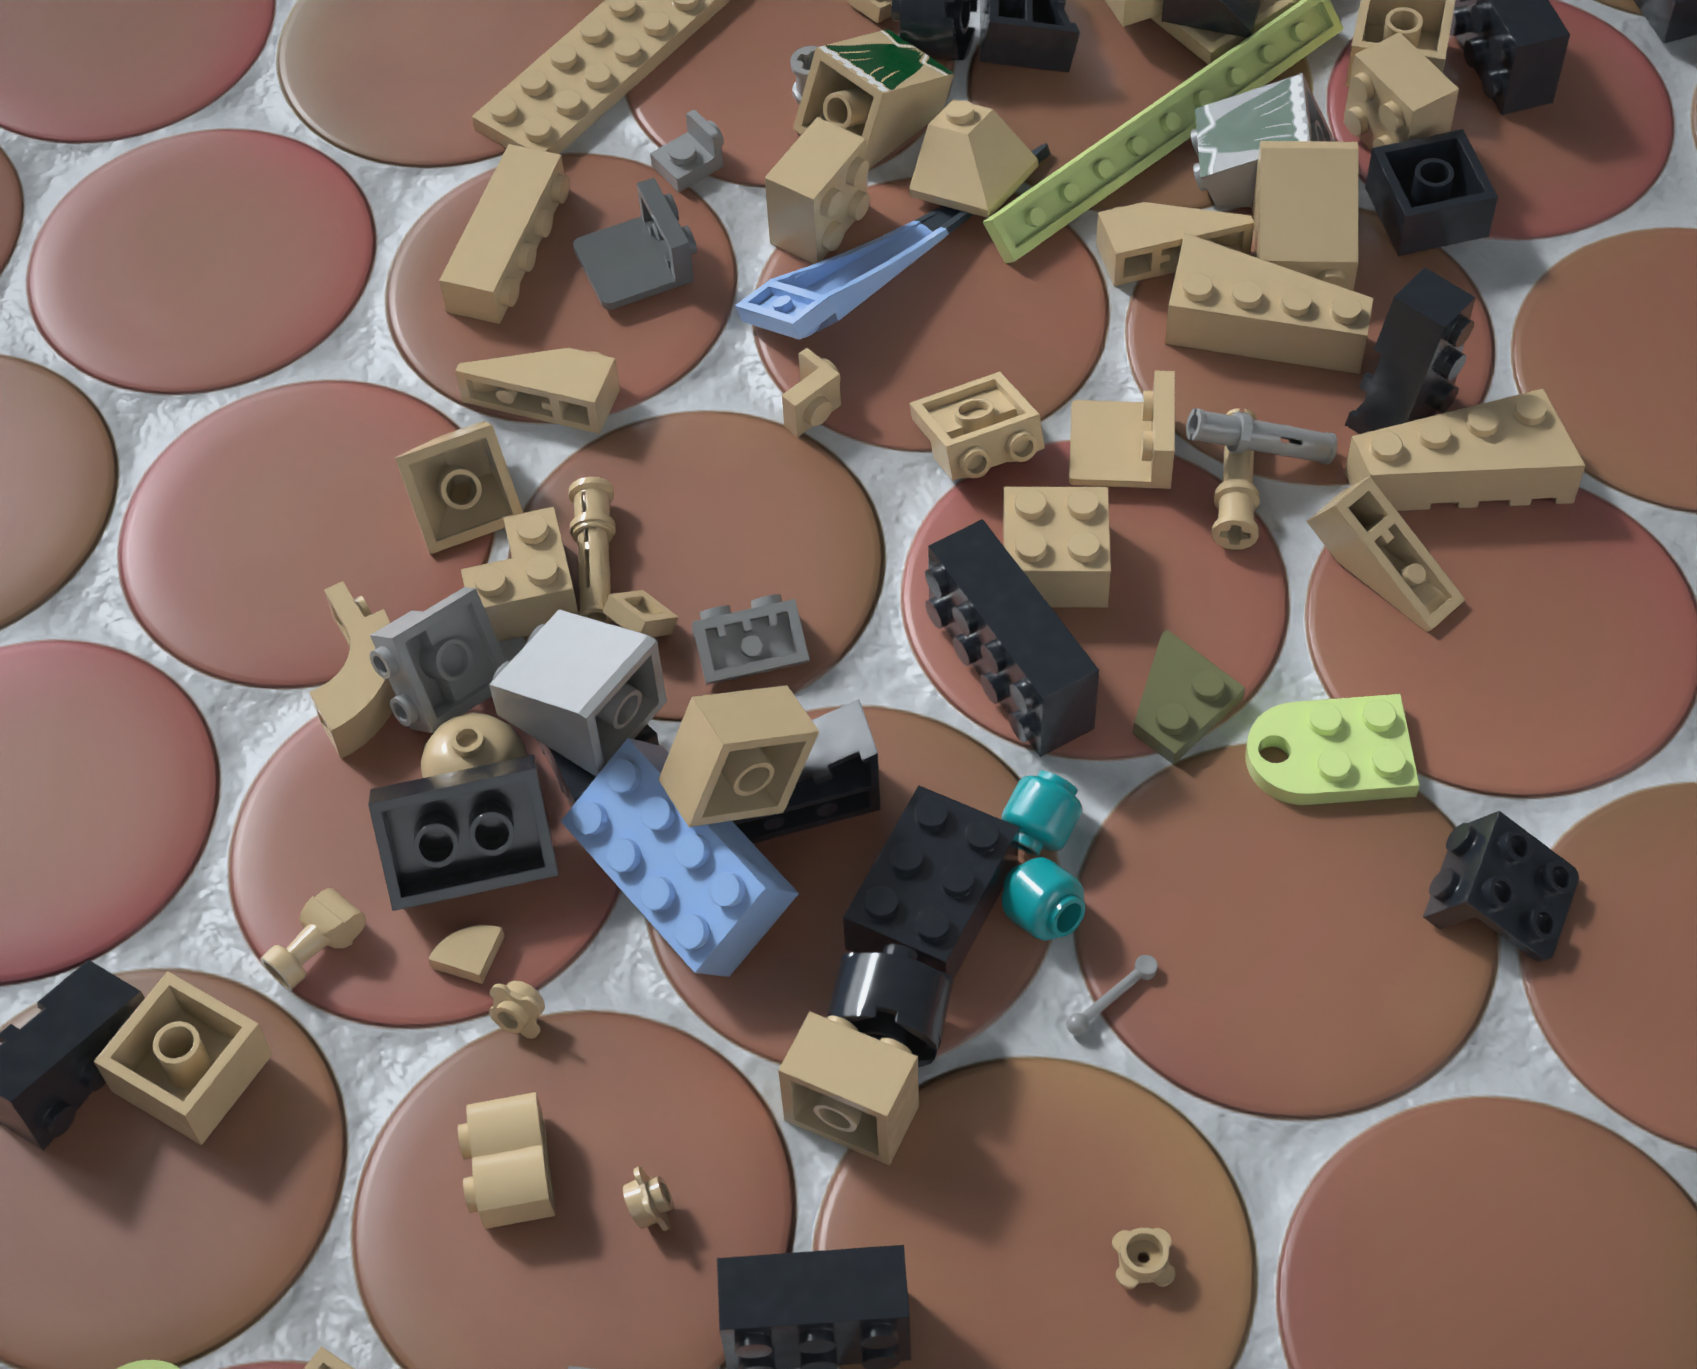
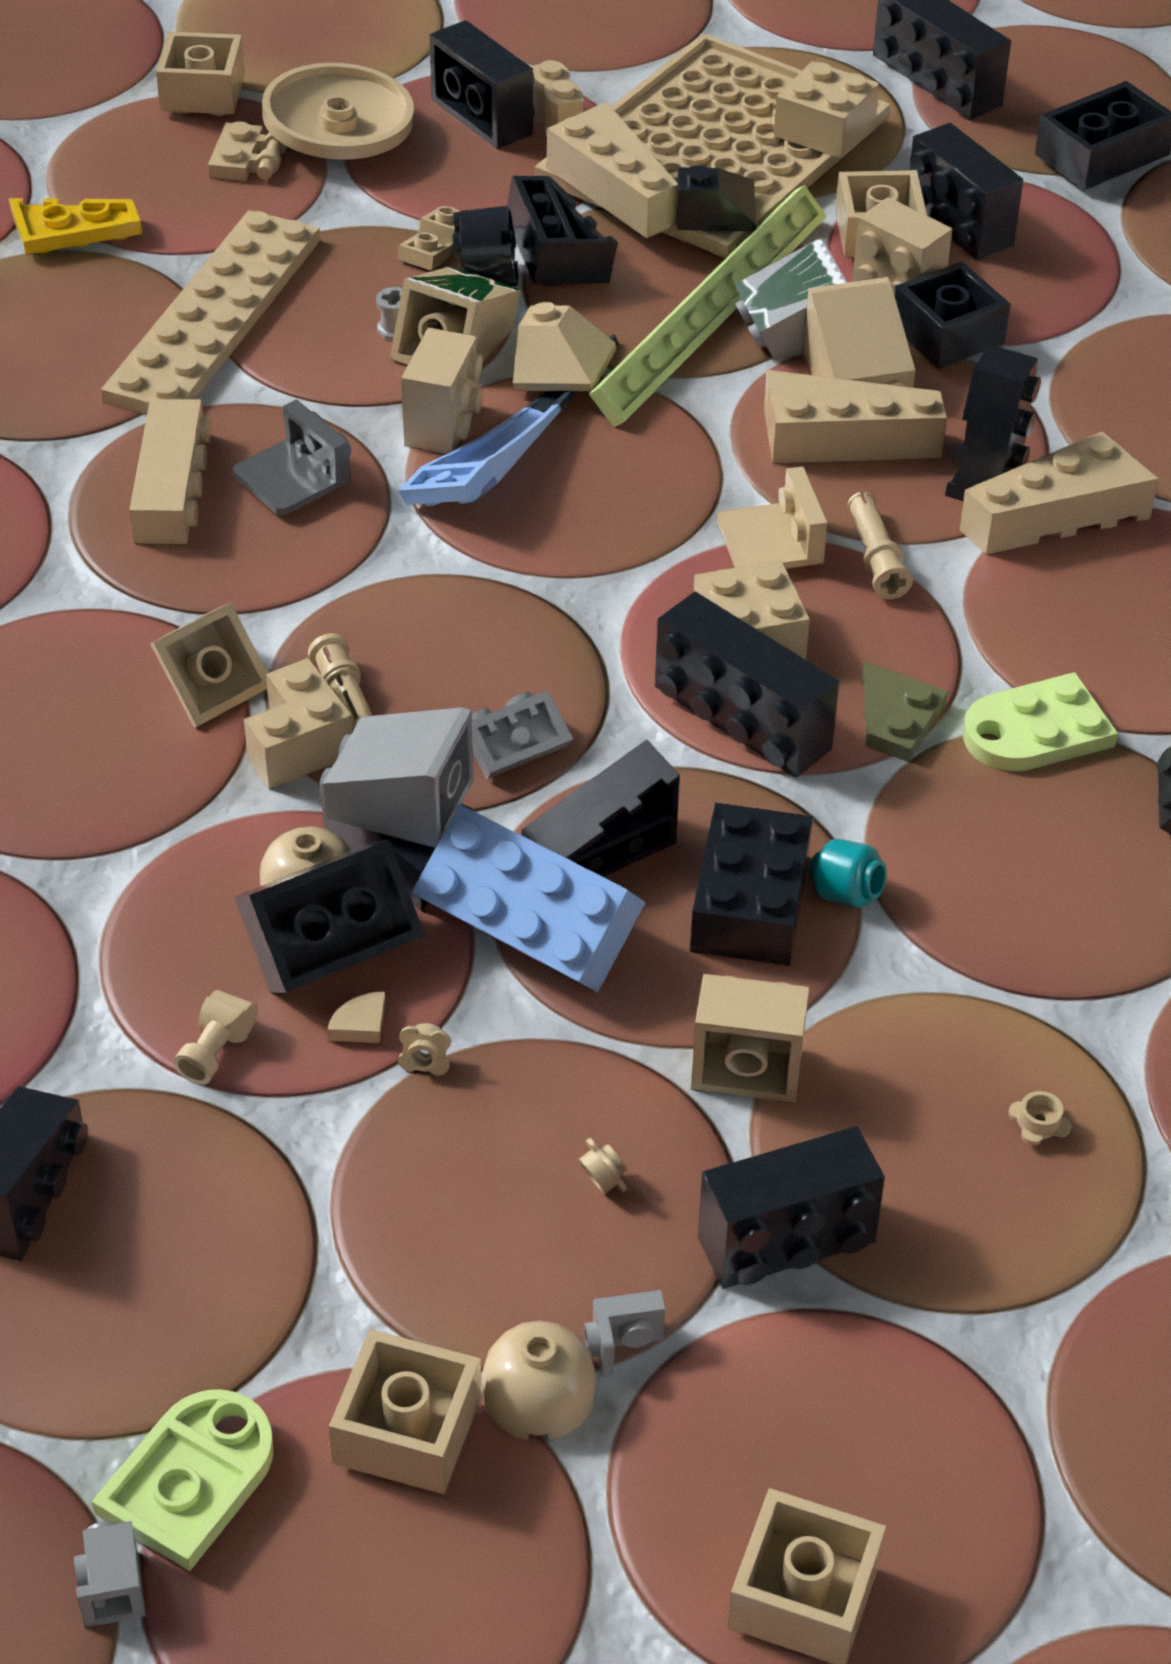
camera: 20 degrees left, 10 degrees down
(184, 1057) = (138, 1146): tan brick -> none
(357, 698) = (181, 843): tan arch -> none
(438, 660) = (252, 793): light grey plate -> none
(508, 1161) = (467, 1165): tan brick -> none
(549, 386) = (251, 578): tan slope -> none
(691, 154) = (313, 386): light grey bracket -> none
(738, 755) = (568, 790): tan brick -> none
(814, 396) = (493, 543): tan bracket -> none
(894, 998) = (758, 950): black brick -> none
(979, 426) = (647, 543): tan plate -> none
(1044, 811) = (828, 803): teal head -> none
(1144, 969) = (948, 912): light grey hinge -> none
(1148, 237) = (735, 384): tan slope -> none
(1242, 433) = (874, 504): light grey pin -> none
(1385, 553) = (1016, 571): tan slope -> none

